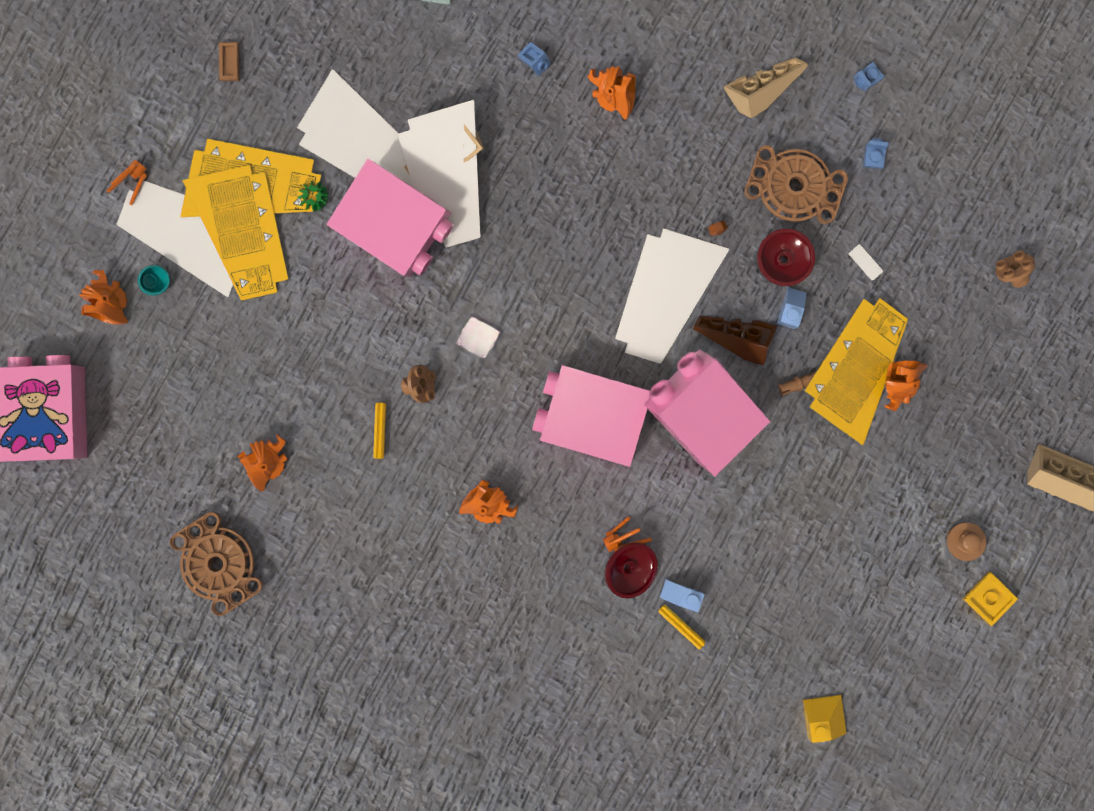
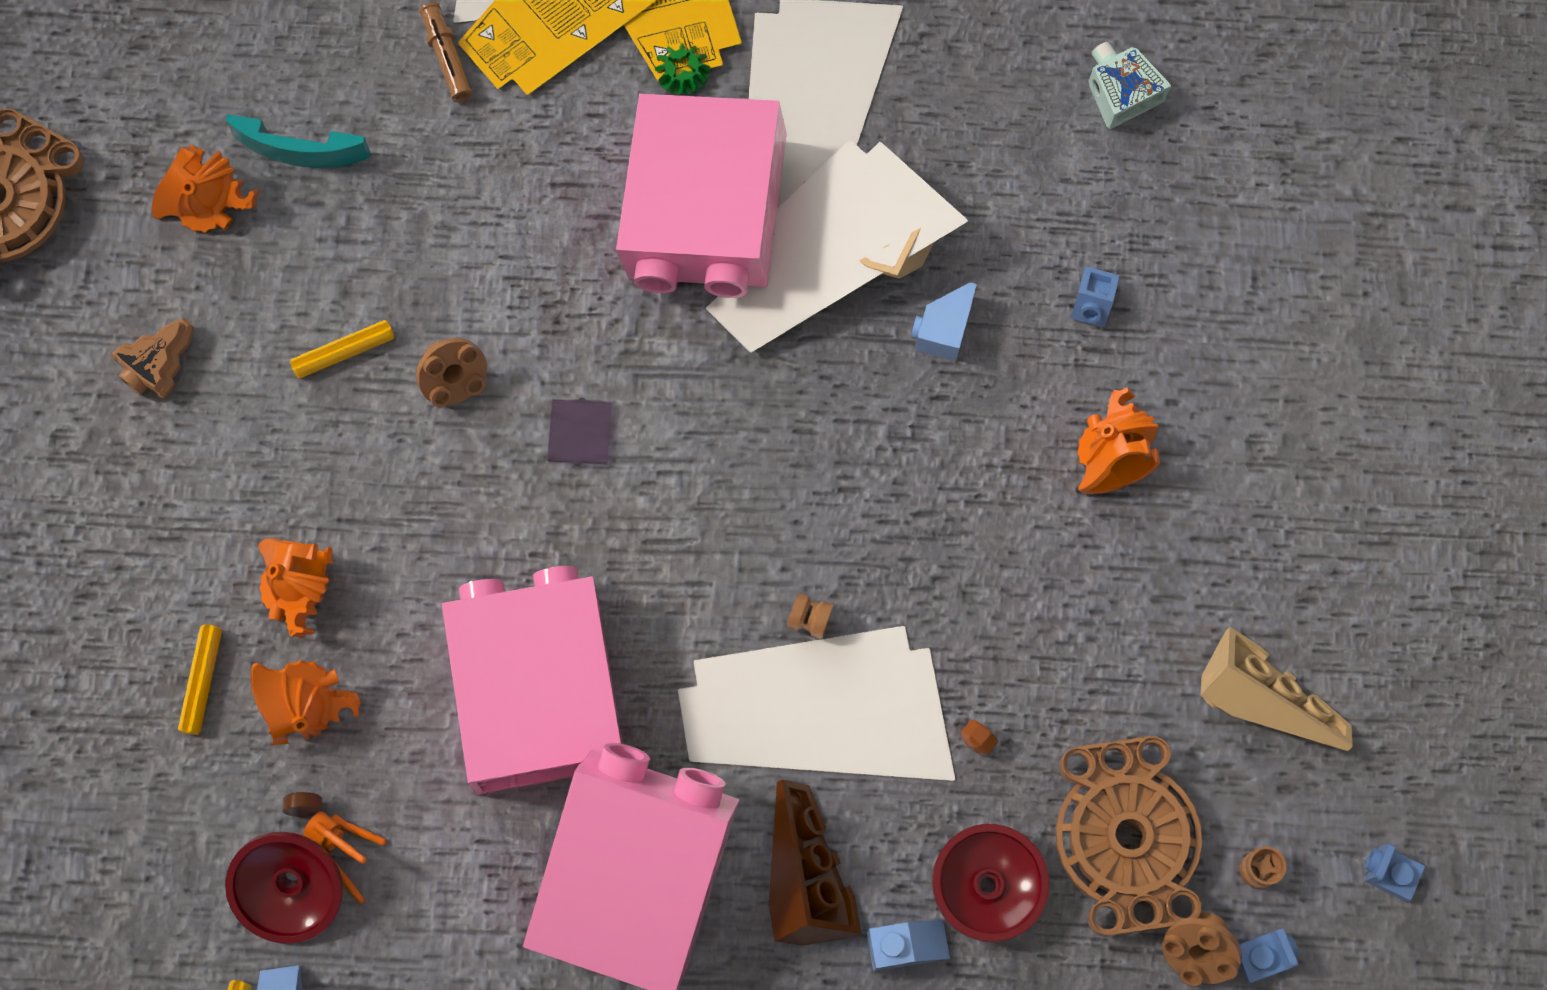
camera: 55 degrees right, 15 degrees down
(222, 306) = (434, 19): none -> medium nougat pin
(273, 384) = (338, 151): none -> teal slope
(340, 522) = (154, 359): none -> medium nougat rock
(511, 567) = (199, 680): none -> yellow axle
(513, 137) = (944, 323): none -> light blue slope
(548, 525) = (299, 699): none -> orange helmet
(595, 546) = (302, 804): none -> reddish brown tile
(626, 274) = (818, 617): none -> medium nougat wheel
(838, 130) = (1269, 864): none -> medium nougat wheel
(861, 180) = (1202, 950): none -> medium nougat plate

